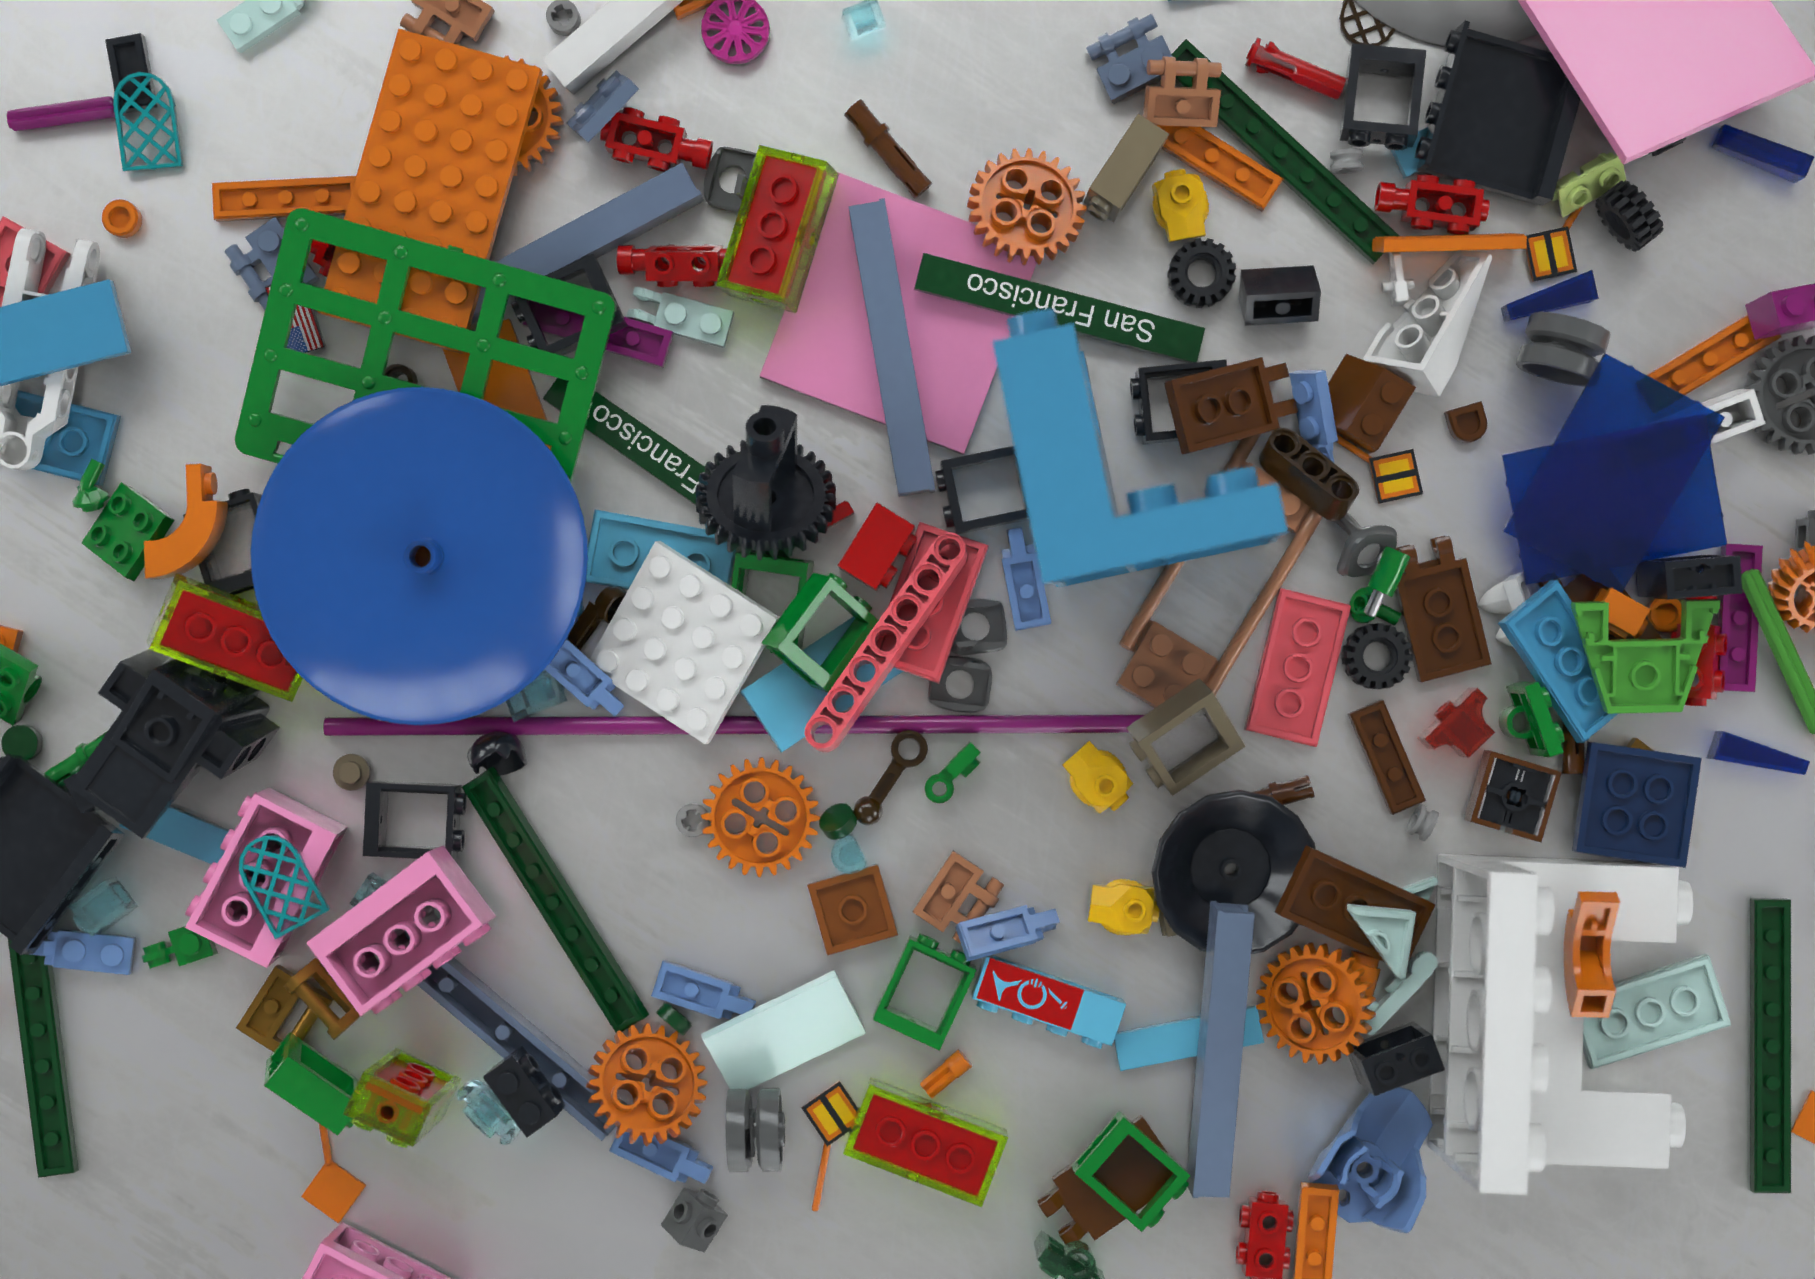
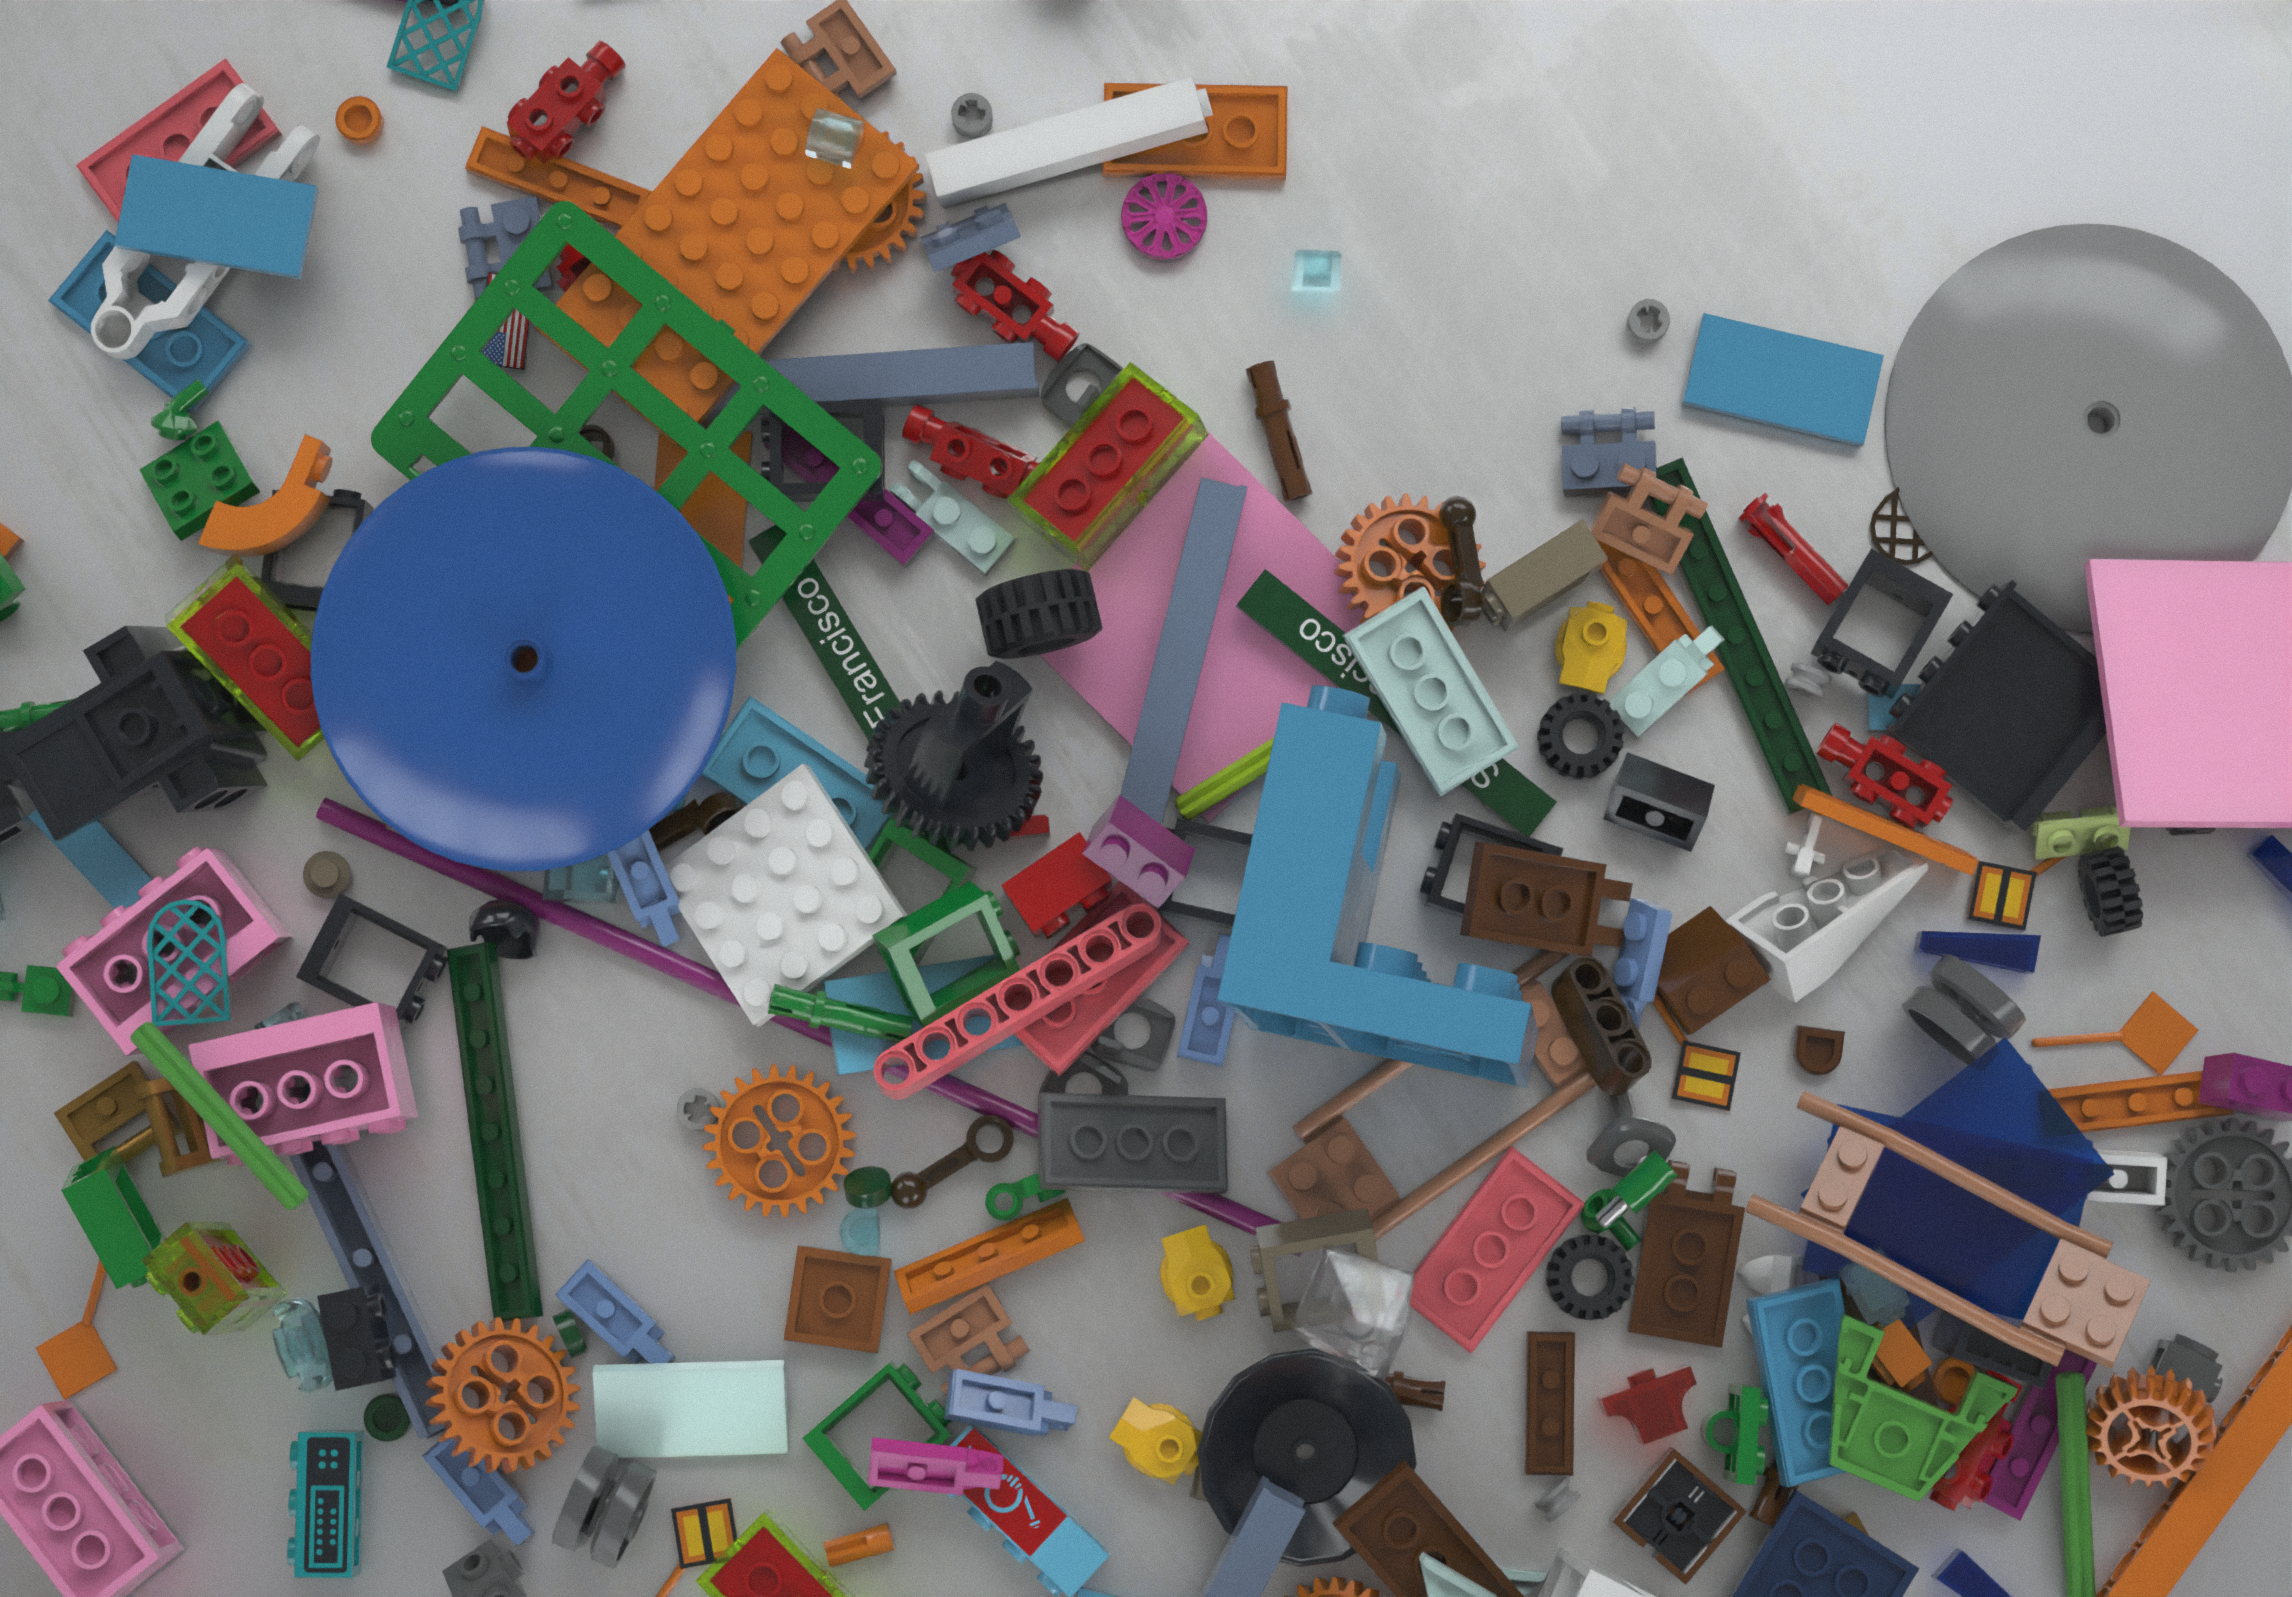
camera: 20 degrees right, 5 degrees down
(265, 143) = (563, 110): none -> red brick
(352, 983) = (219, 1116): none -> bright green axle
(470, 75) = (834, 138): none -> clear light blue brick
(557, 1214) = (326, 1504): none -> brick
(571, 1135) = (387, 1418): none -> dark green tile
(763, 709) = (838, 1014): none -> green pin
(776, 357) = (1038, 613): none -> black tyre
(925, 497) = (1138, 851): none -> brick
(945, 831) = (988, 1256): none -> orange plate
(968, 411) = (1224, 782): none -> lime axle
(974, 999) = (932, 1467): none -> dark pink hinge
(1012, 707) = (1132, 1143): none -> dark grey tile
(1073, 211) = (1461, 597): none -> dark brown piece
(1081, 288) = (1431, 691): none -> light aqua tile
(1225, 756) = (1355, 1311): none -> clear slope
(1245, 205) = (1665, 680): none -> light aqua hinge
(1588, 574) = (1875, 1295): none -> clear light blue brick
(1699, 304) = (2152, 1033): none -> orange piece
(1740, 515) = (2079, 1302): none -> nougat plate

